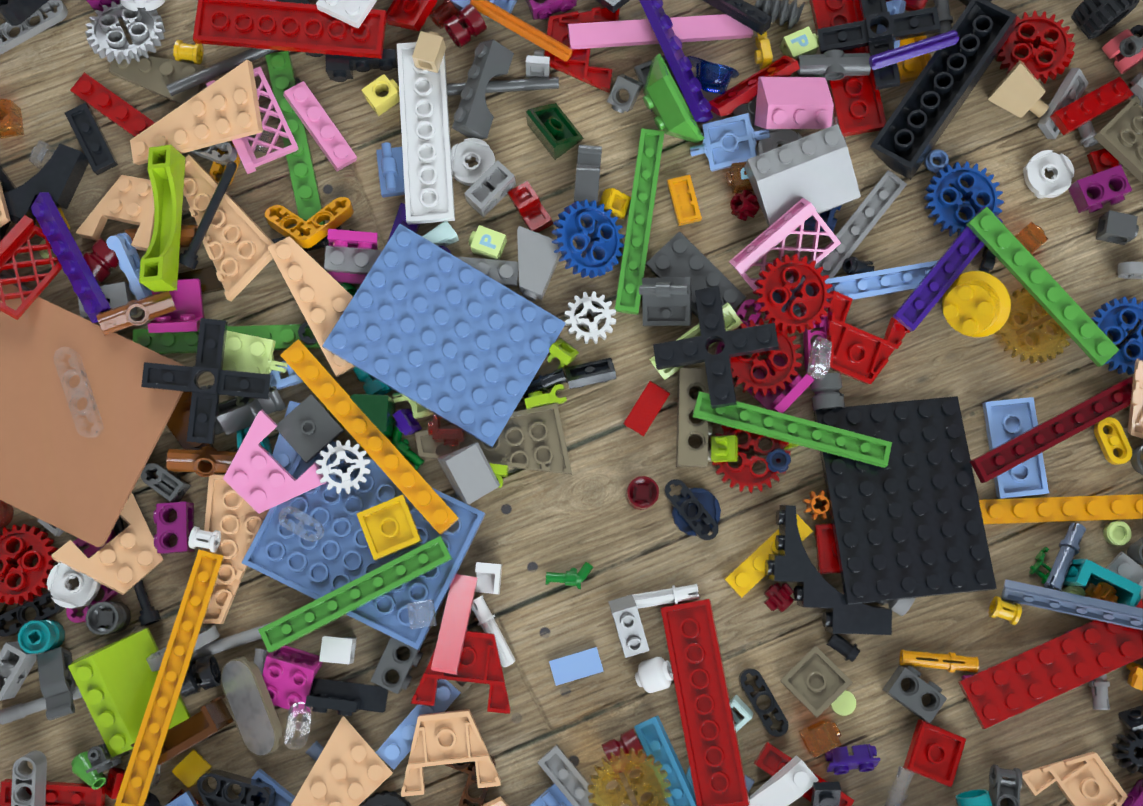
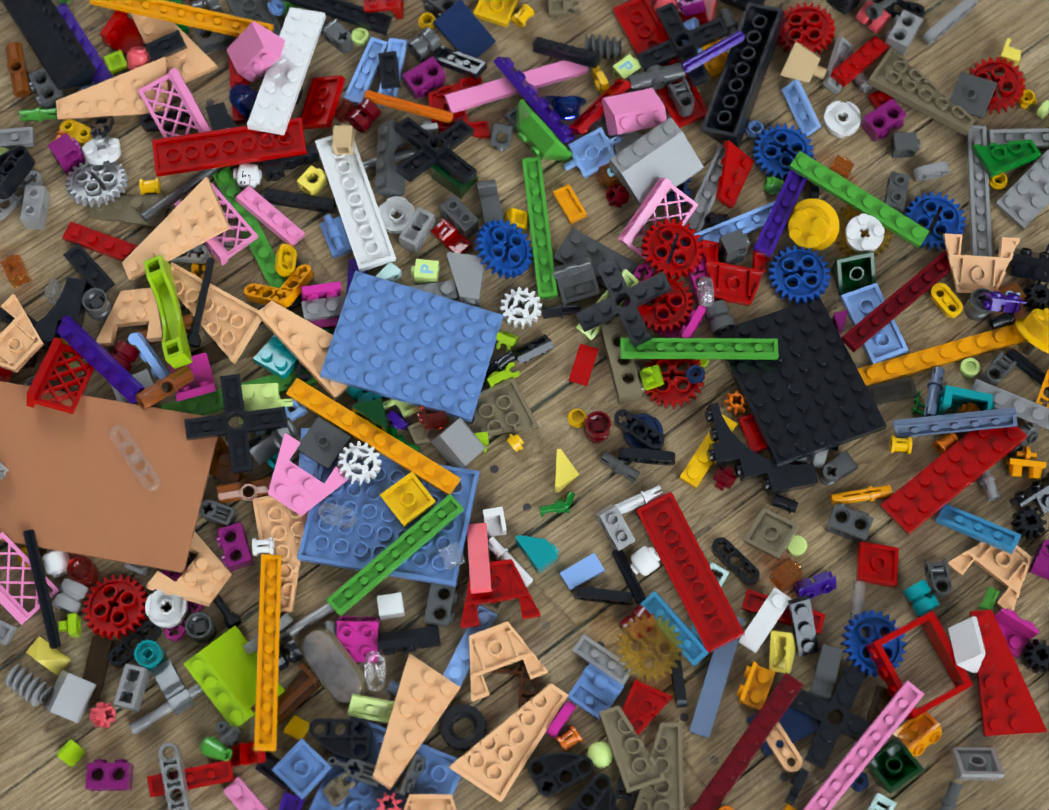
camera: 15 degrees left, 10 degrees down
(46, 44) = (35, 207): none -> light grey brick
(87, 184) = (97, 304): none -> dark grey wheel
(280, 307) = (276, 358): none -> teal plate
(280, 771) = (370, 708): none -> yellowish green plate
(306, 67) = (247, 175): none -> white head
(322, 187) = (285, 260): none -> yellow plate
(360, 114) = (300, 201): none -> black piece
(526, 99) = (428, 156): none -> black piece
(529, 629) = (537, 551): none -> teal slope
(539, 484) = (515, 441): none -> yellow plate
(546, 184) = (459, 216): none -> dark grey brick
(588, 536) = (564, 471): none -> light yellow slope
(593, 704) = (603, 595): none -> black beam
(621, 473) = (577, 418): none -> yellow plate
(631, 688) = (629, 576): none -> black axle
(637, 333) = (560, 310): none -> black axle
(655, 548) = (619, 466): none -> dark grey pin
(691, 543) = (646, 456): none -> black beam
(858, 94) = (681, 94): none -> dark grey piece
(869, 309) = (733, 247): none -> dark grey brick
(898, 209) = (734, 174): none -> red wing
(922, 618) = (840, 467): none -> dark grey piece
(939, 239) = (772, 185): none -> bright green cone
(941, 341) = (795, 259): none -> blue gear
(974, 434) = (839, 320): none -> magenta slope
(1001, 147) = (801, 107): none -> light blue plate
(1009, 377) = (854, 272): none -> dark green slope
(1015, 539) = (893, 391): none -> clear smoke plate
(1051, 332) = (865, 244): none -> white plate
(1061, 622) = (945, 442): none -> orange bush
(1073, 745) = (978, 528): none -> dark azure plate
(1091, 286) = (896, 191): none -> dark grey brick

